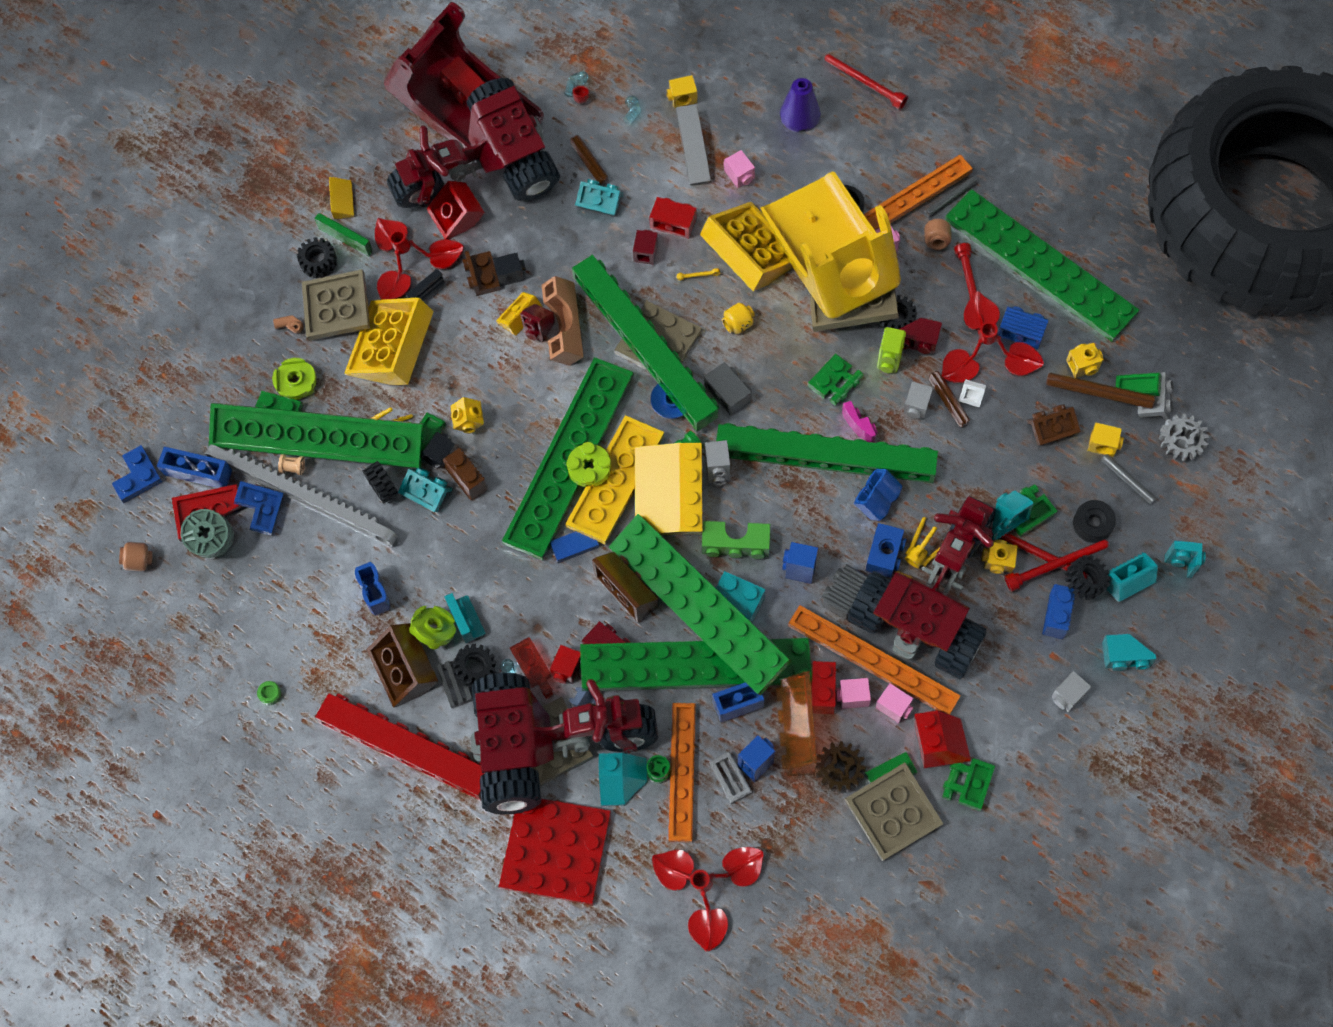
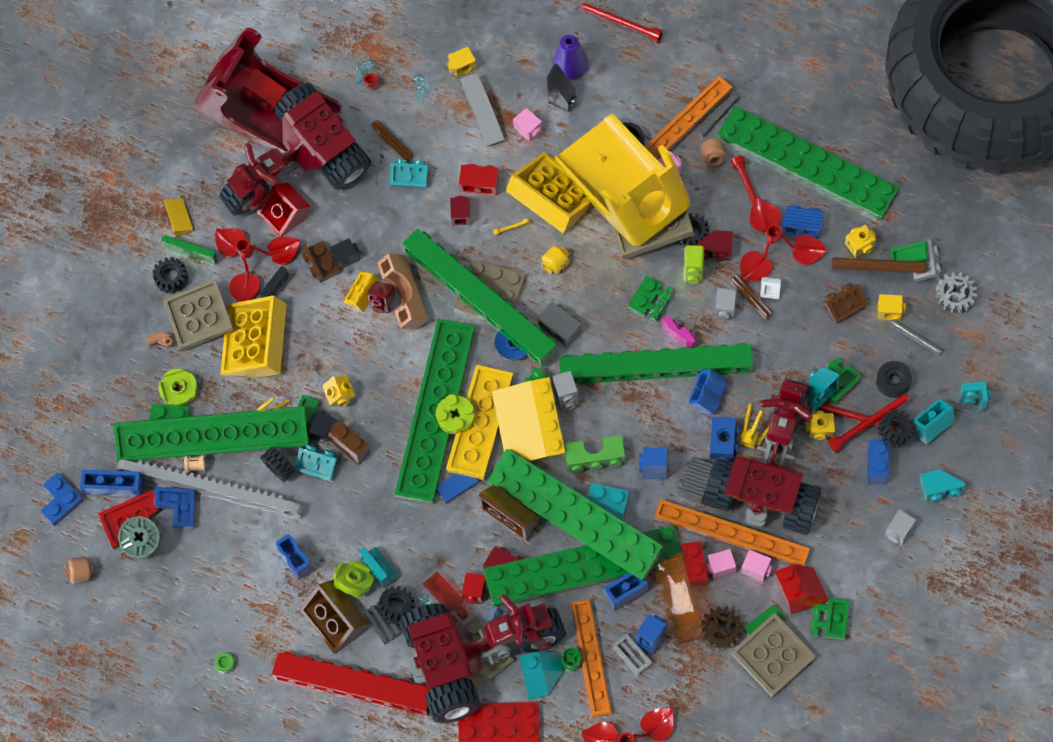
camera: 10 degrees left, 0 degrees up
(782, 136) = (560, 89): none -> black slope

